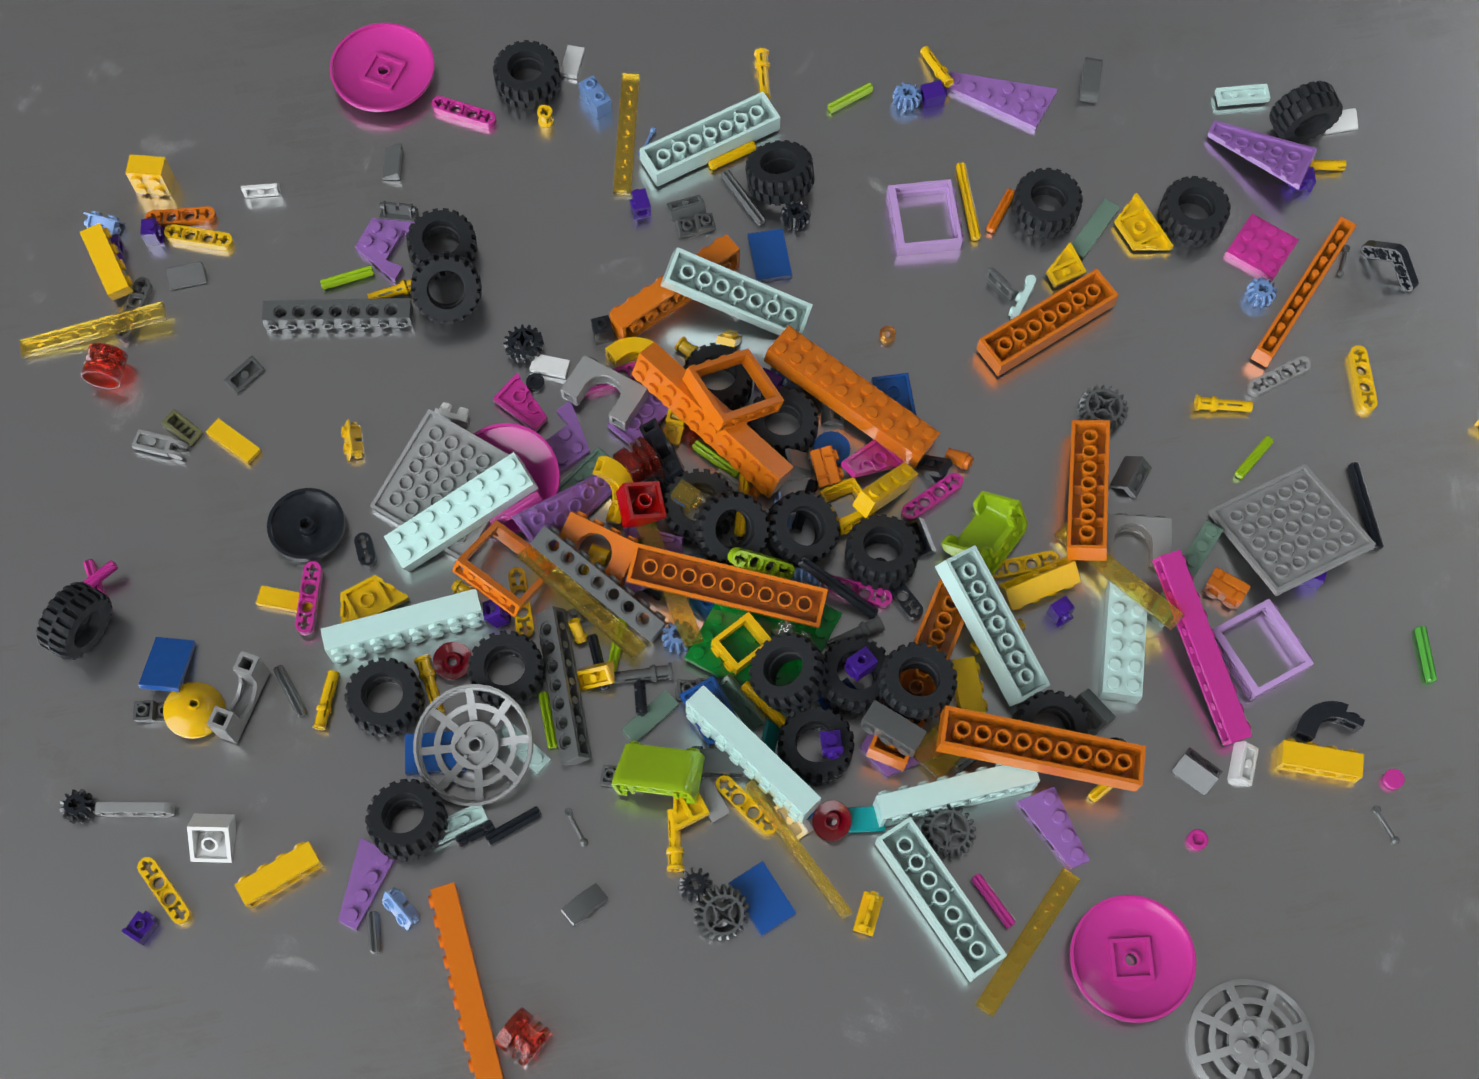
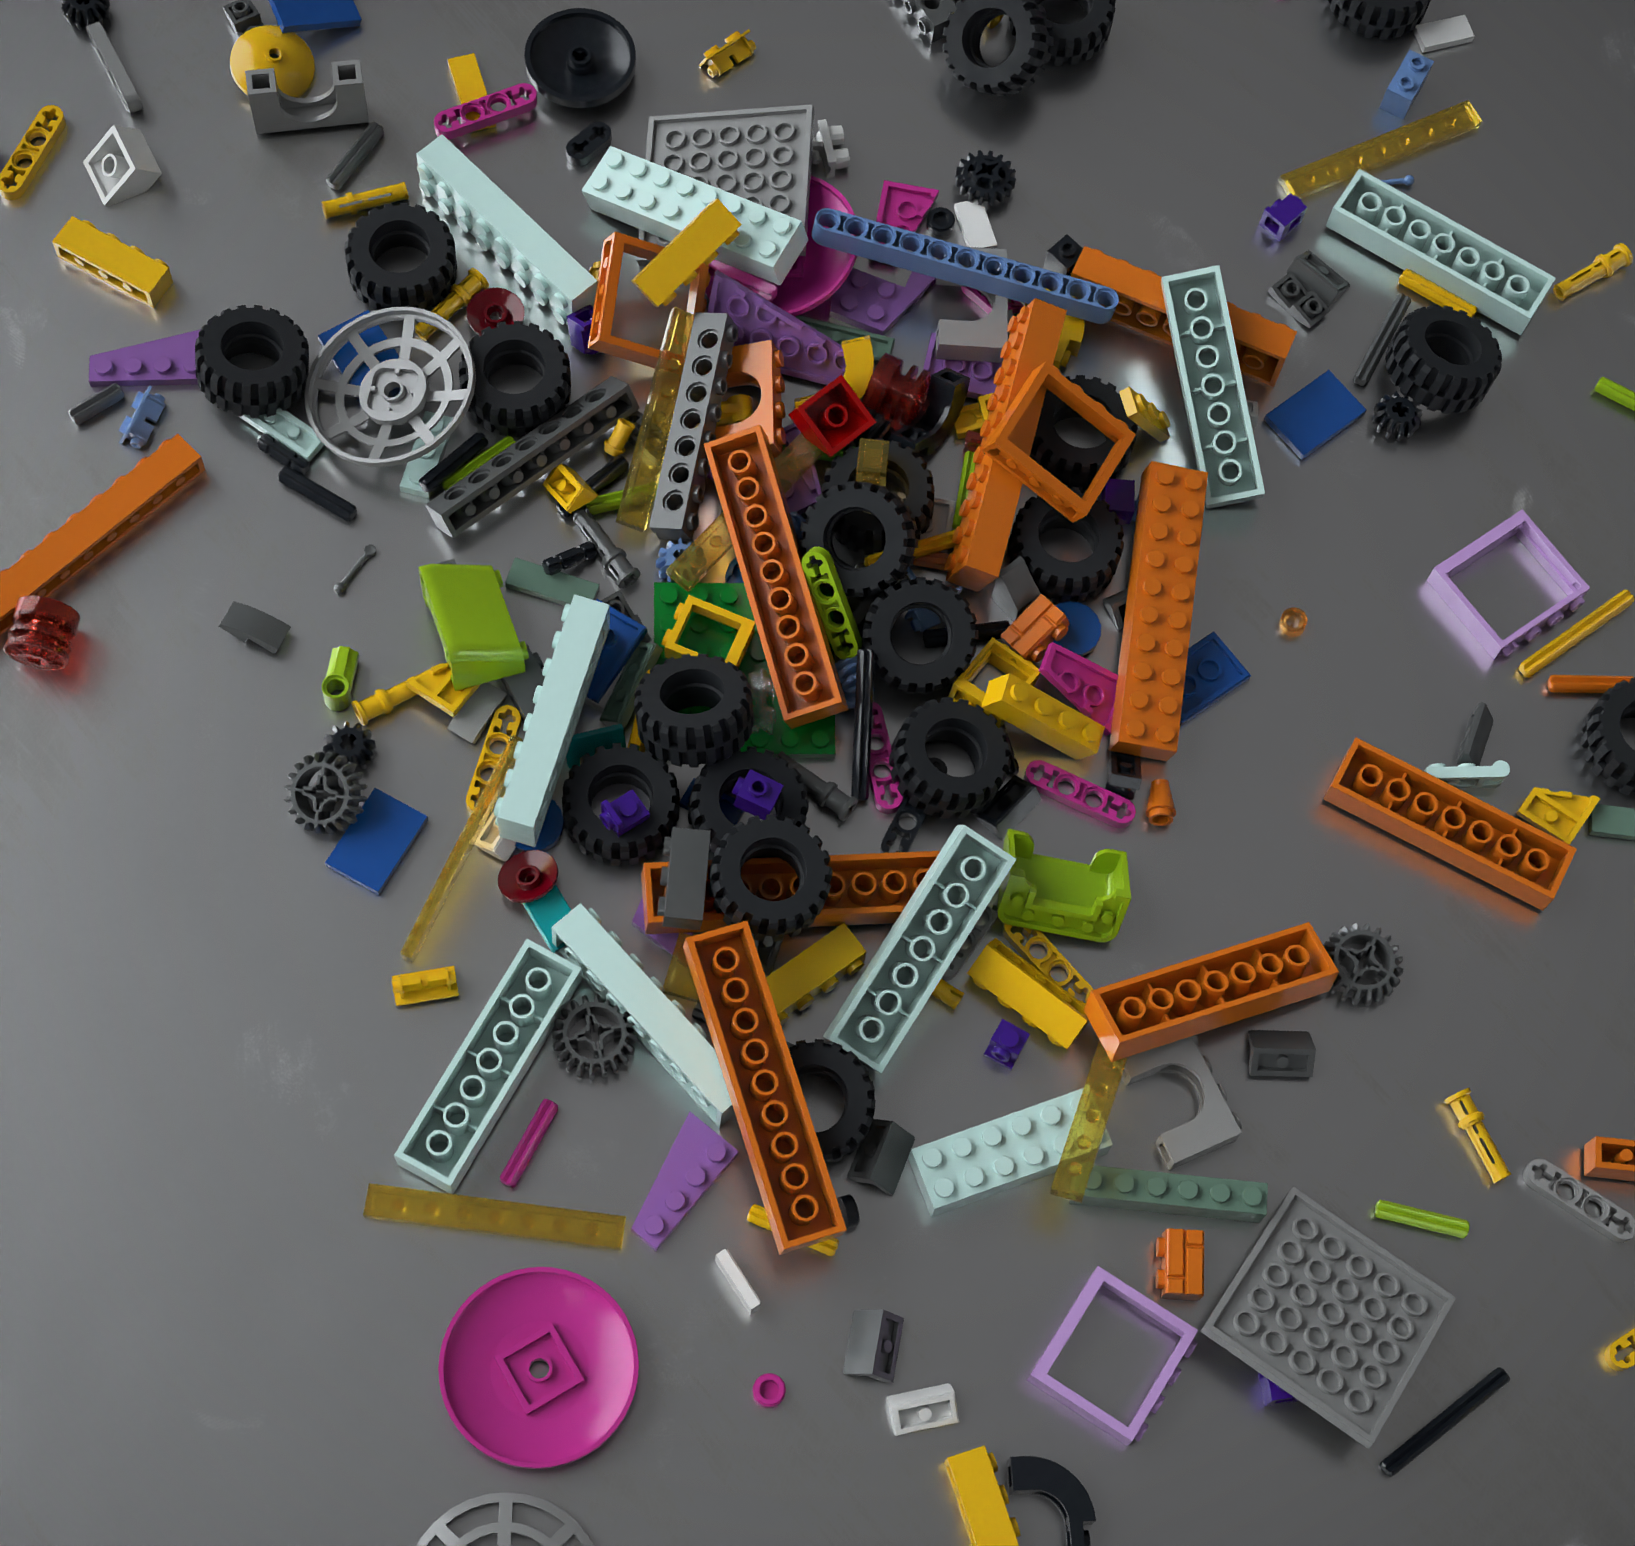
camera: 55 degrees right, 0 degrees up
(369, 598) = (525, 180): yellow wing -> none
(496, 526) = (686, 253): none -> yellow brick
(523, 580) = (639, 336): yellow beam -> none
(539, 734) = (453, 462): none -> black axle
(543, 117) = (1340, 42): yellow bush -> none
(583, 389) = (950, 266): none -> medium blue beam
(645, 868) = (340, 677): none -> lime piece
(685, 347) = (1107, 369): yellow bush -> none
(1130, 824) = (738, 1281): none -> white tile
(1202, 648) = (1058, 1260): dark pink brick -> none

